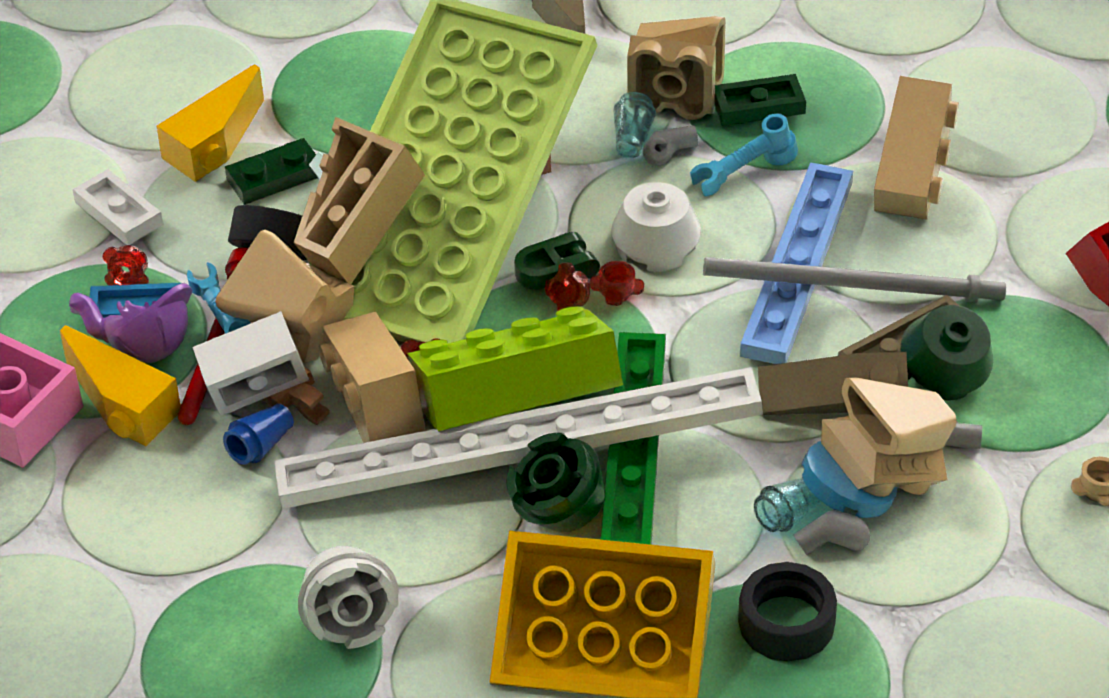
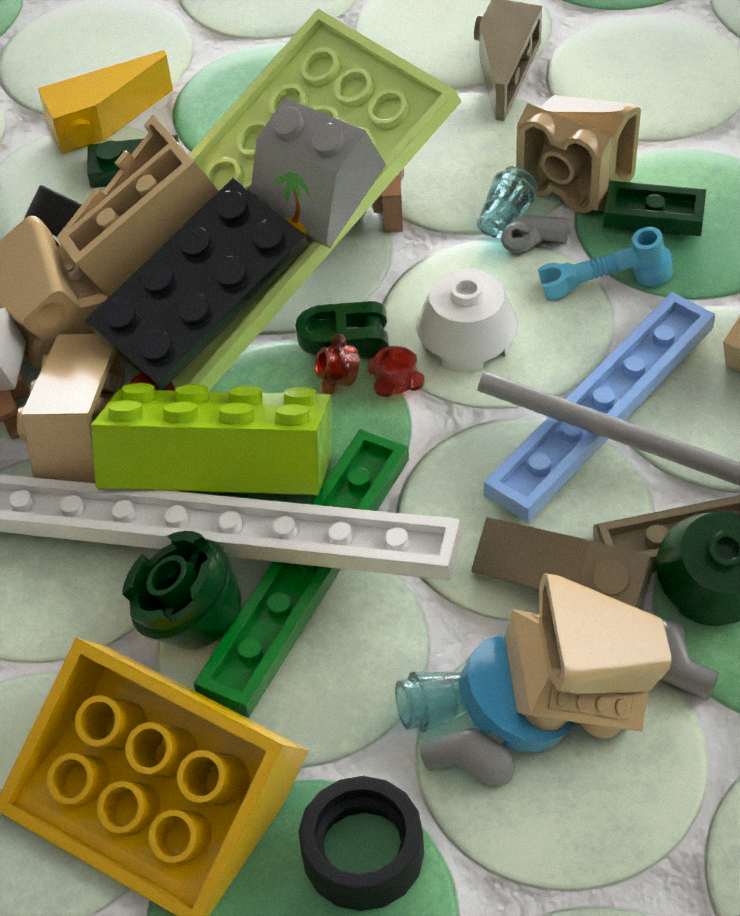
camera: 25 degrees right, 5 degrees up
(437, 249) = (197, 283): none -> black plate
(499, 132) = (313, 169): none -> light grey slope

